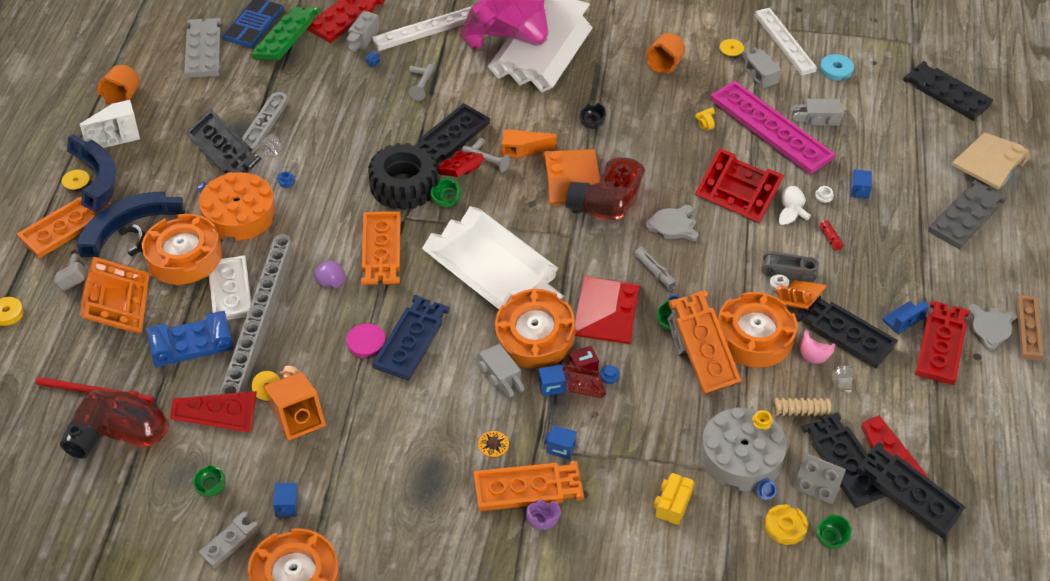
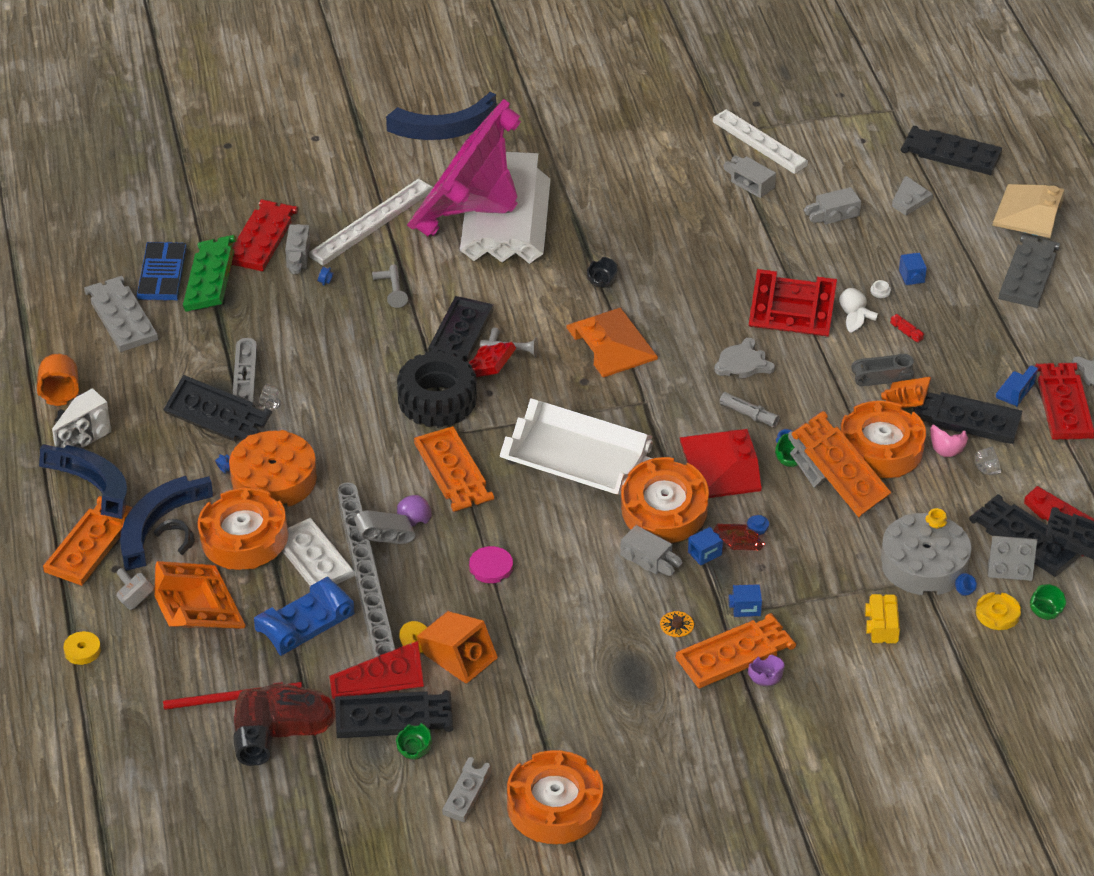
camera: 20 degrees left, 5 degrees down
(75, 179) = (69, 493): yellow piece -> none
(204, 446) = (391, 713): none -> black hinge
(285, 179) = (305, 428): blue plate -> none
(285, 499) = (502, 735): blue brick -> none
(288, 371) = (430, 616): light nougat plate -> none
(292, 282) = (384, 527): none -> light grey beam
(410, 338) = (537, 548): dark blue hinge -> none
(445, 188) = (493, 387): green helmet -> none
(526, 143) = (546, 320): orange slope -> none
(584, 358) = (727, 514): dark red brick -> none
(612, 195) = (669, 346): clear red piece -> none
(665, 53) = (645, 186): orange cylinder -> none
(705, 119) = (721, 244): yellow plate -> none
(731, 47) = (708, 162): yellow piece -> none
(772, 127) = (793, 234): dark pink plate -> none
(778, 280) = (877, 388): white plate -> none
(801, 407) = (962, 498): tan piece -> none
(835, 60) = (836, 151): medium azure tile -> none
(891, 121) = (910, 196): none -> light grey wing

